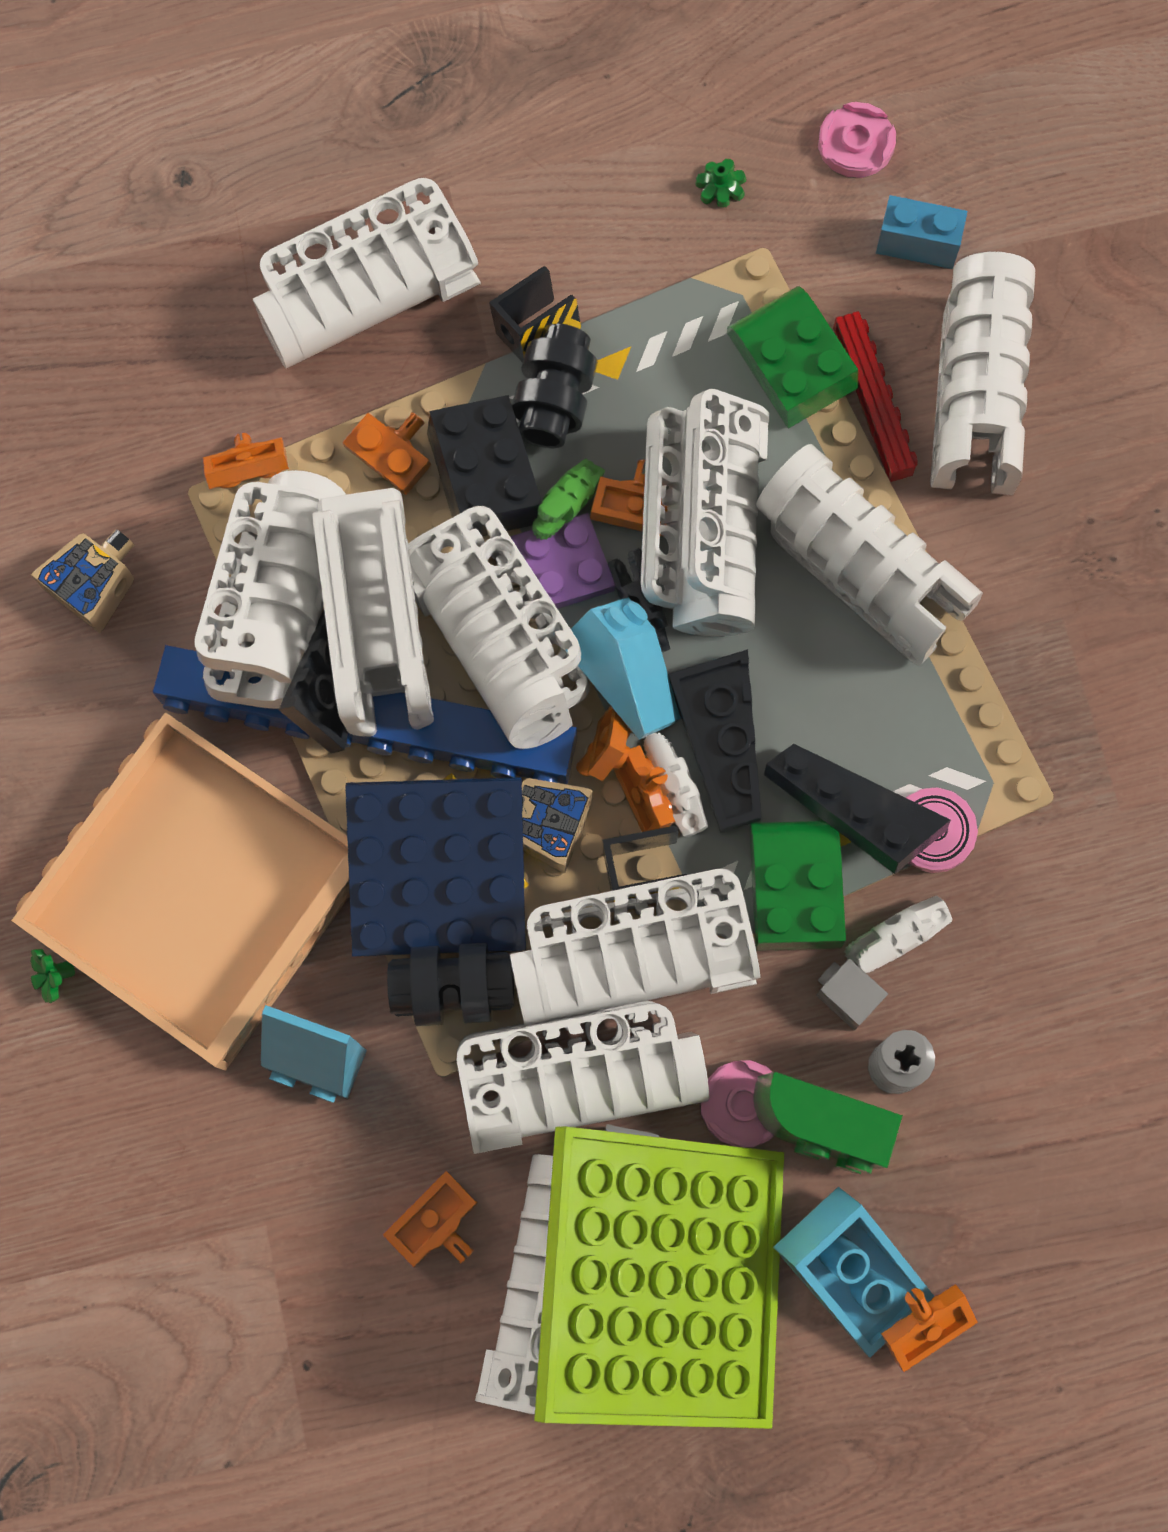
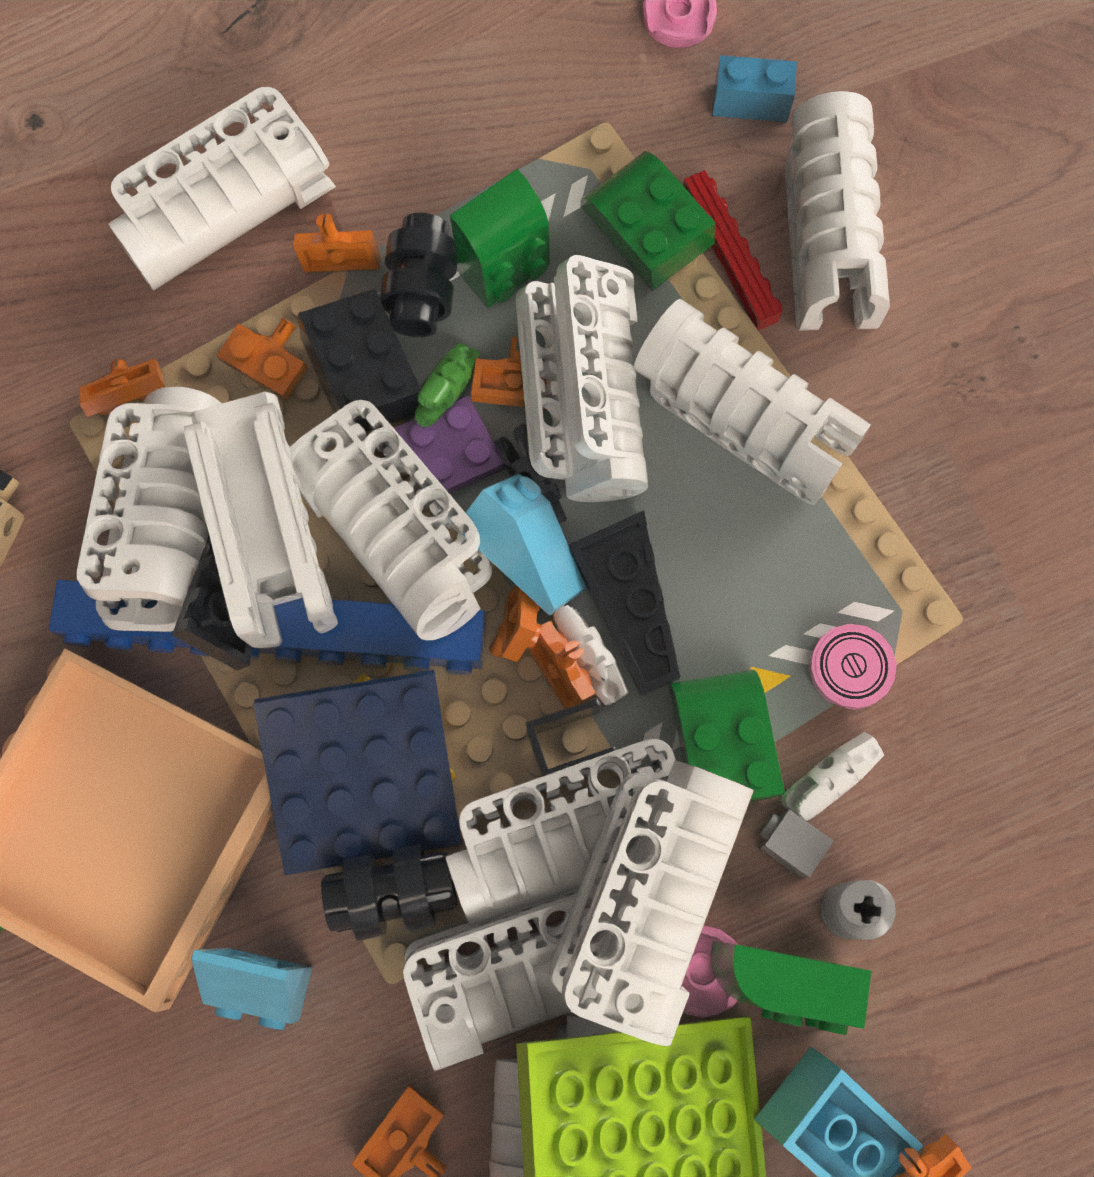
camera: 10 degrees left, 0 degrees up
(474, 349) = (336, 250): none -> orange plate
(524, 301) = (385, 202): black piece -> none
(553, 820) = (472, 707): torso -> none
(641, 361) = (501, 239): none -> green brick
(707, 1015) = (656, 902): none -> white piece
(721, 182) = (555, 66): green plant -> none
(865, 813) = (785, 659): black wing -> none

